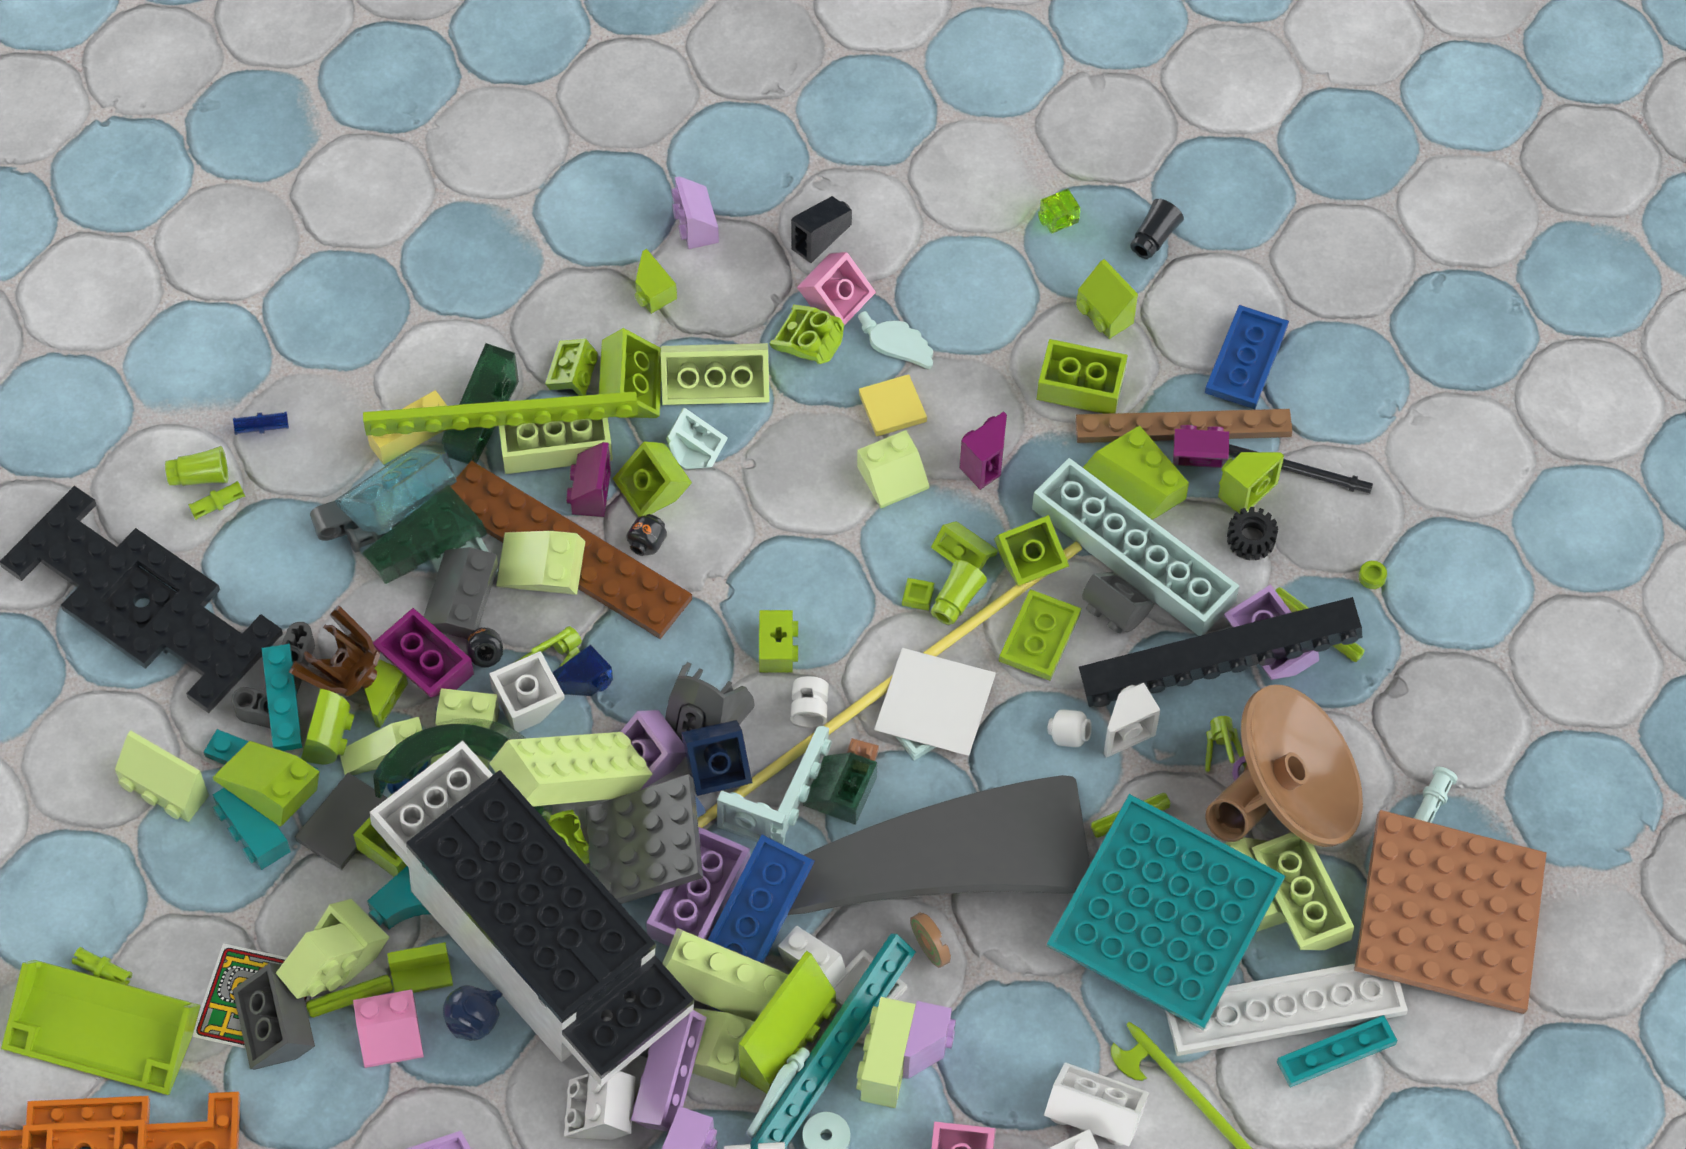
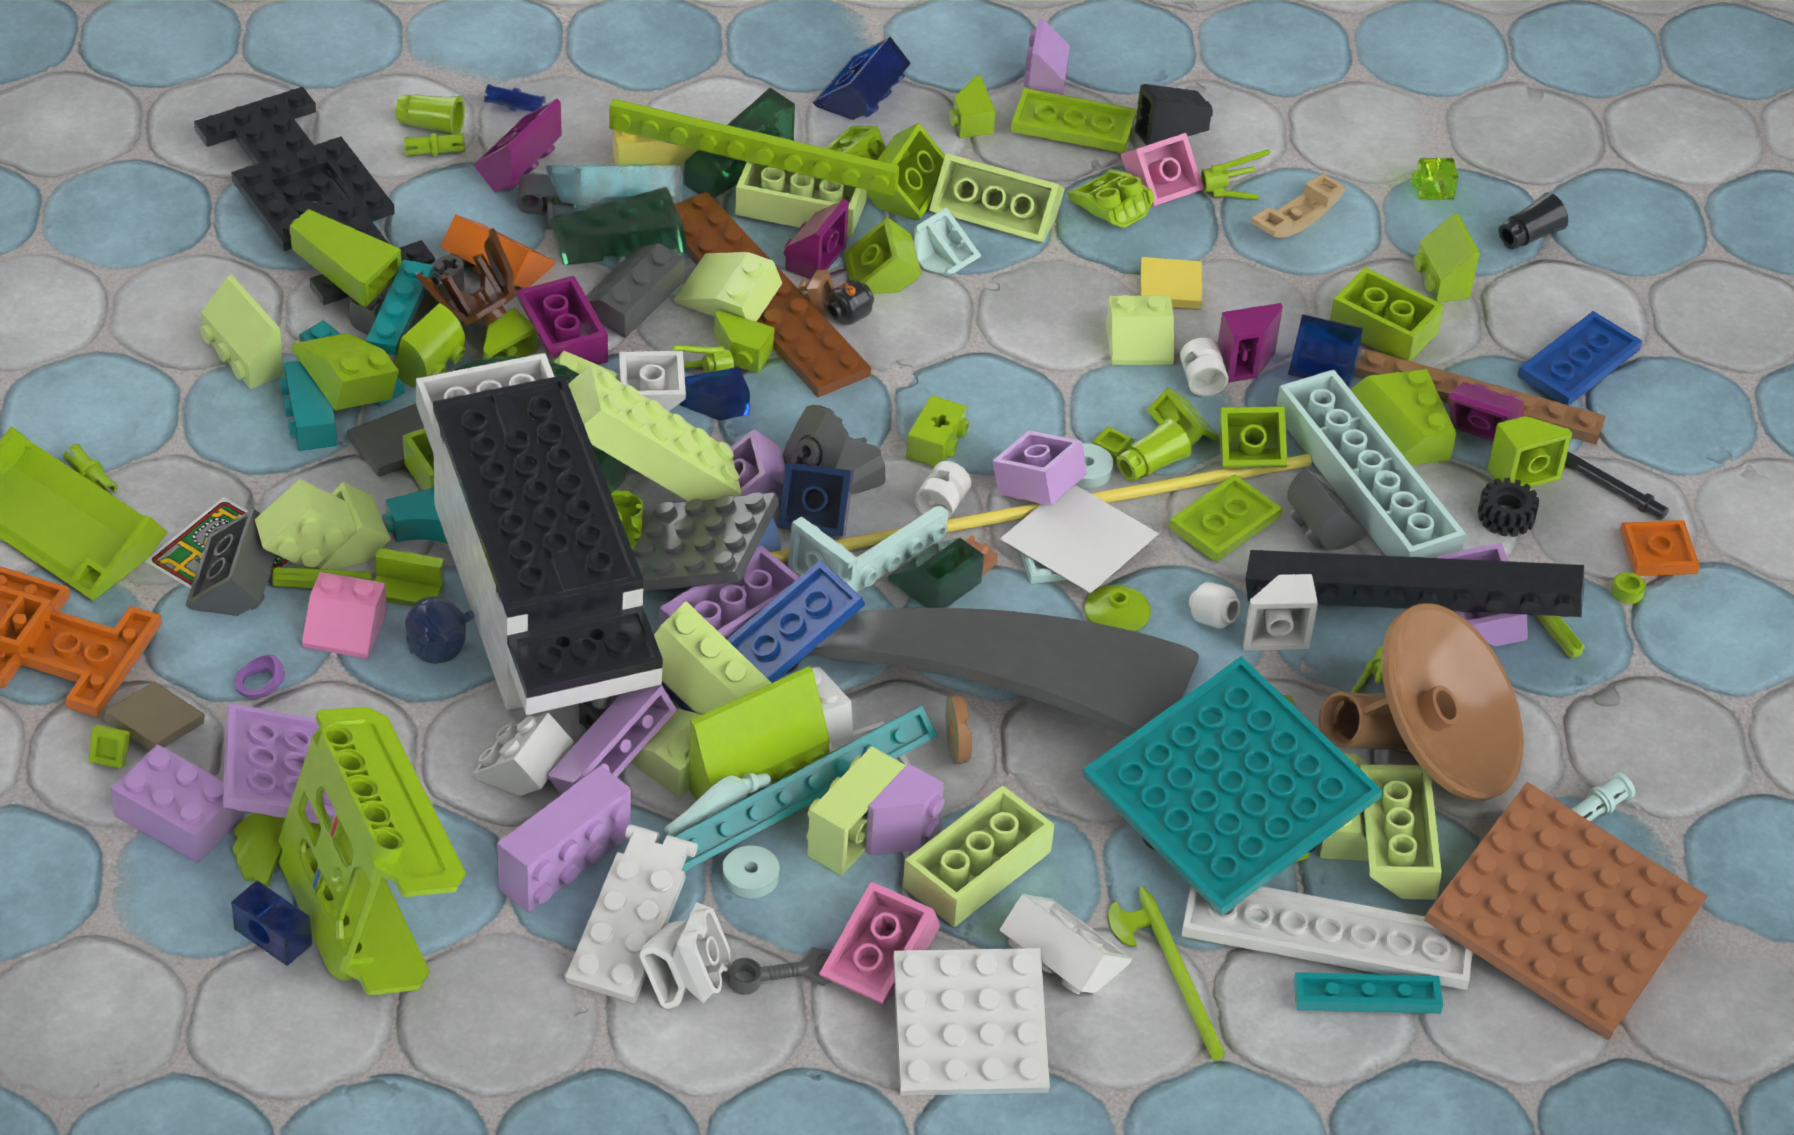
camera: 20 degrees right, 15 degrees down
(211, 664) = (345, 256): none -> lime slope
(295, 480) = (521, 147): none -> magenta slope
(317, 594) = (468, 237): none -> orange slope
(342, 1103) = (261, 664): none -> medium lavender piece
(484, 647) = (620, 332): black head -> none
(547, 287) = (864, 81): none -> clear blue slope
(576, 609) = (747, 340): none -> lime slope
(613, 532) = (818, 289): none -> medium nougat tile
(740, 261) = (1073, 120): none -> lime plate
(878, 650) = (1039, 467): none -> lavender brick
(883, 280) = (1217, 177): none -> lime plant
(897, 341) = (1205, 233): light aqua animal -> none
(911, 613) = (1098, 466): none -> light aqua piece
(959, 487) = (1204, 367): none -> white wheel
(964, 286) = (1303, 211): none -> tan slope
(993, 769) = (1118, 607): none -> lime dish
(997, 1053) = (978, 856): none -> yellowish green brick
(1050, 436) = (1325, 347): none -> clear blue brick
(1380, 525) = (1659, 548): none -> orange tile

